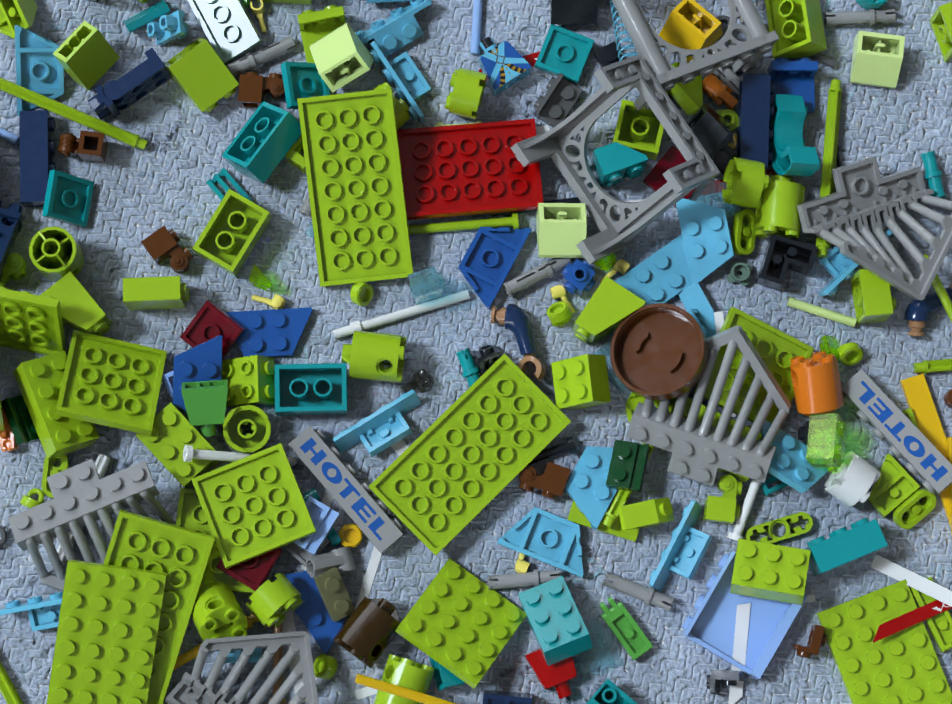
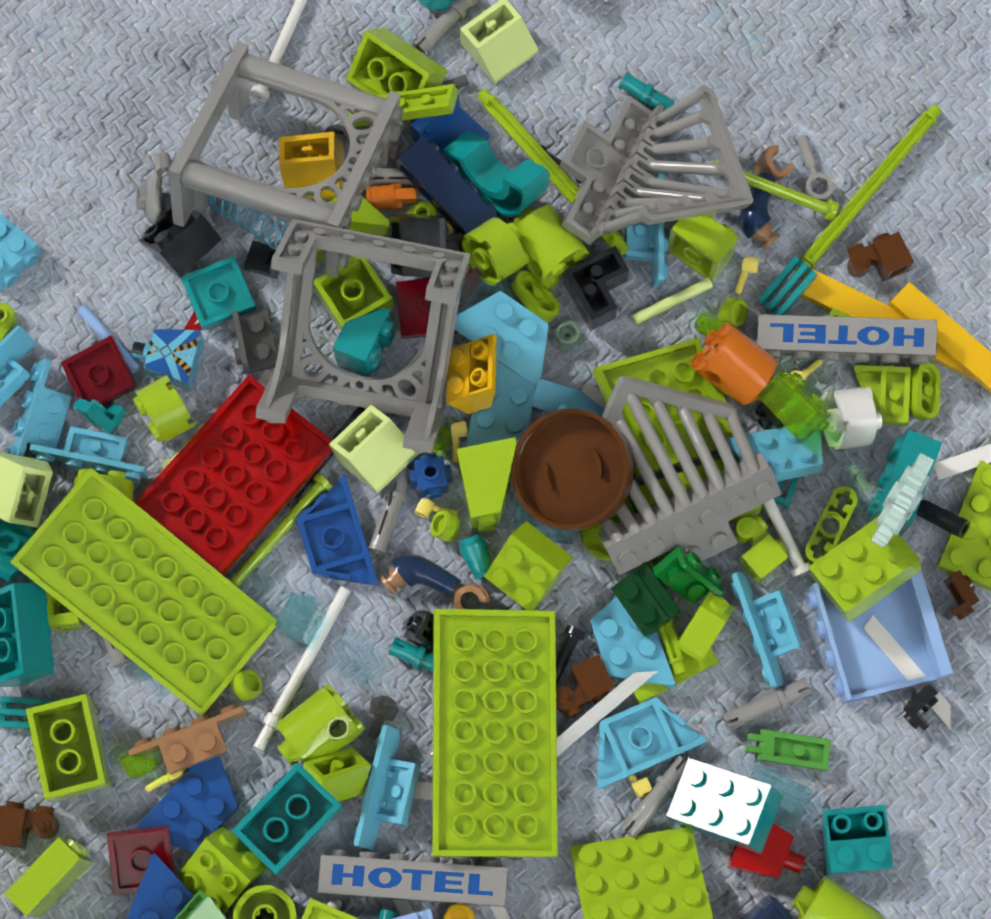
camera: 40 degrees left, 5 degrees down
(300, 297) = (192, 744): none -> medium nougat bracket
(363, 392) = (340, 773): none -> lime slope
(429, 65) = (100, 417): none -> teal bracket
(451, 36) = (100, 372): none -> dark red plate
(541, 501) = (601, 709): none -> white sticker
(559, 346) = (476, 555): none -> teal cone
(658, 242) = (472, 375): none -> yellow slope
(666, 476) = (688, 575): none -> green bracket
(791, 54) = (424, 102): none -> lime plate
(824, 552) = (902, 500): none -> light aqua gear
(846, 589) = (943, 518): none -> black bar
(854, 429) = (806, 372): none -> light yellow hand
(888, 335) = (748, 265): none -> light yellow hand
(897, 361) = (803, 268): none -> teal tile

